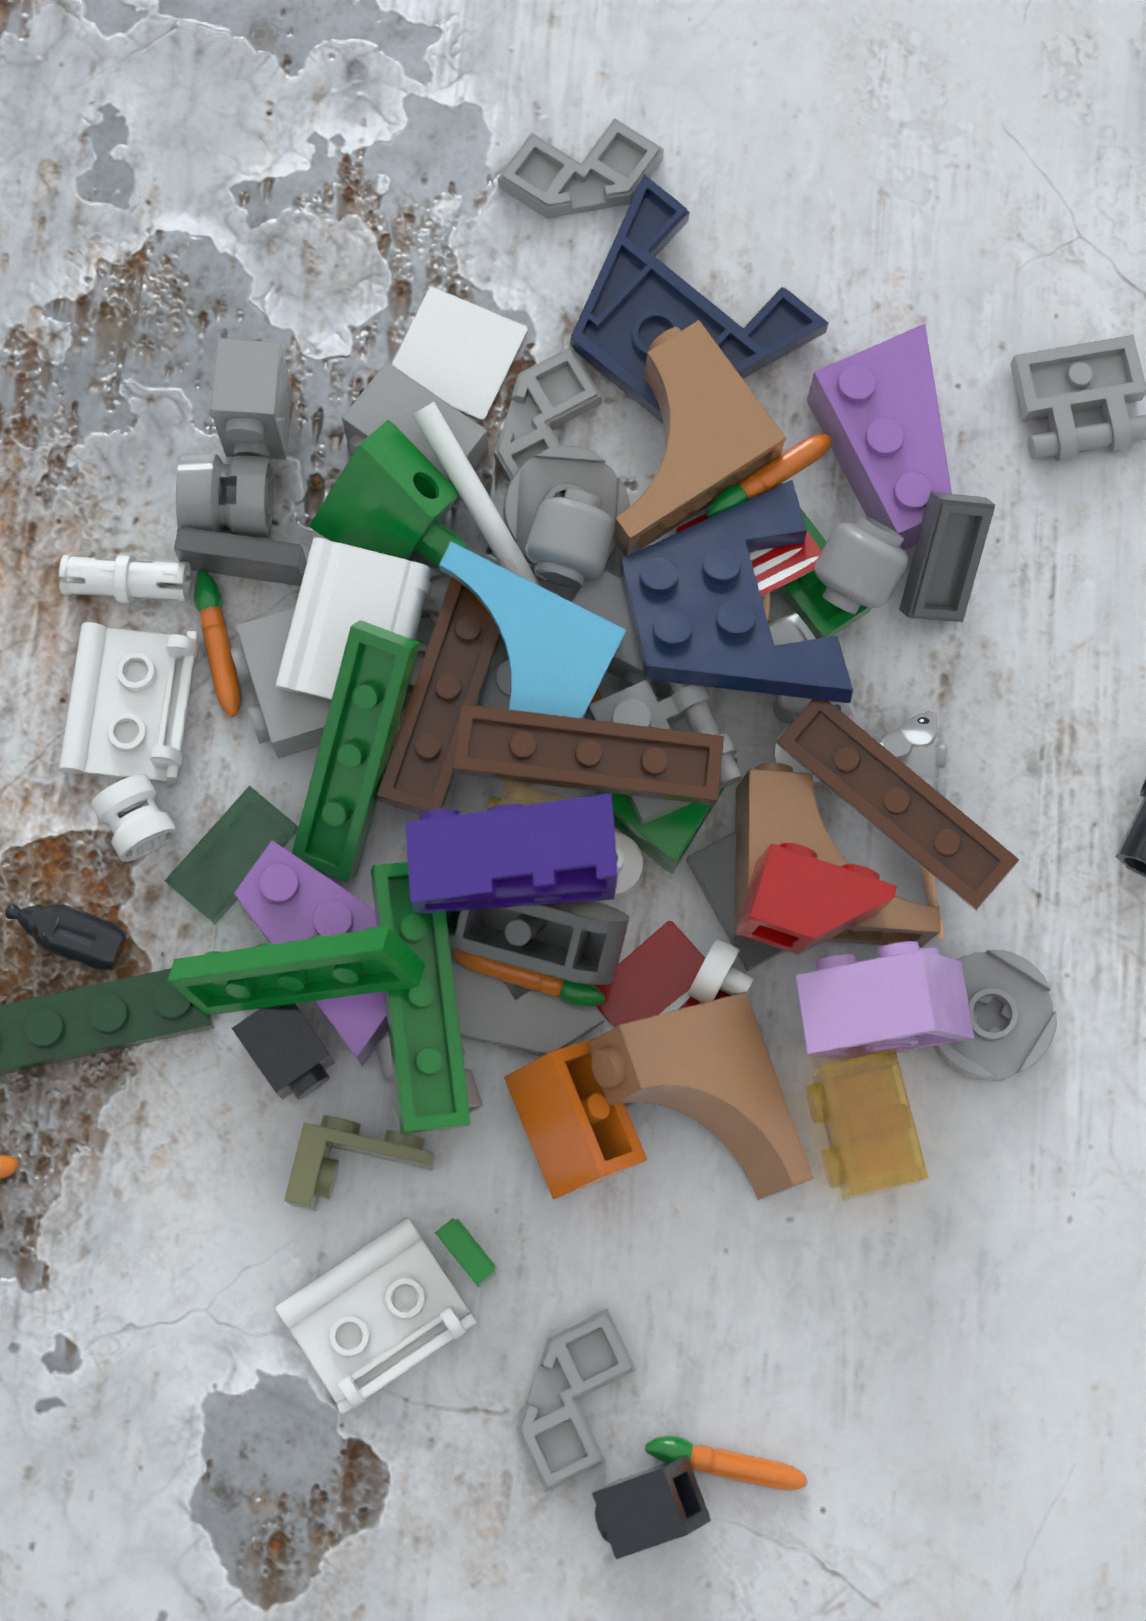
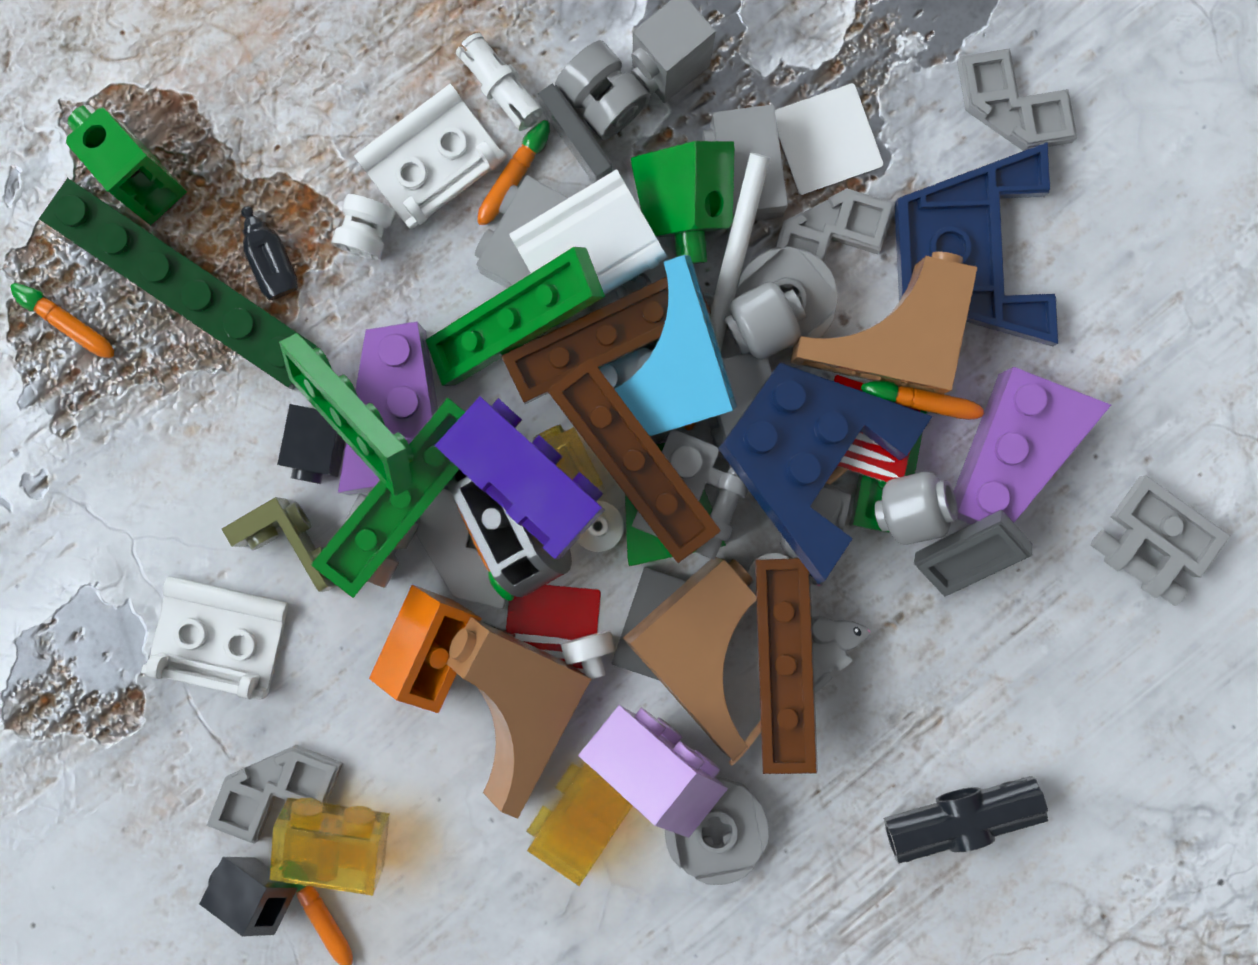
camera: 50 degrees right, 10 degrees up
(228, 853) = (398, 301): clear green tile -> none
(466, 1251) = (294, 657): green tile -> none
(676, 1382) = (329, 846): none -> clear yellow brick
(805, 901) = (668, 672): red slope -> none

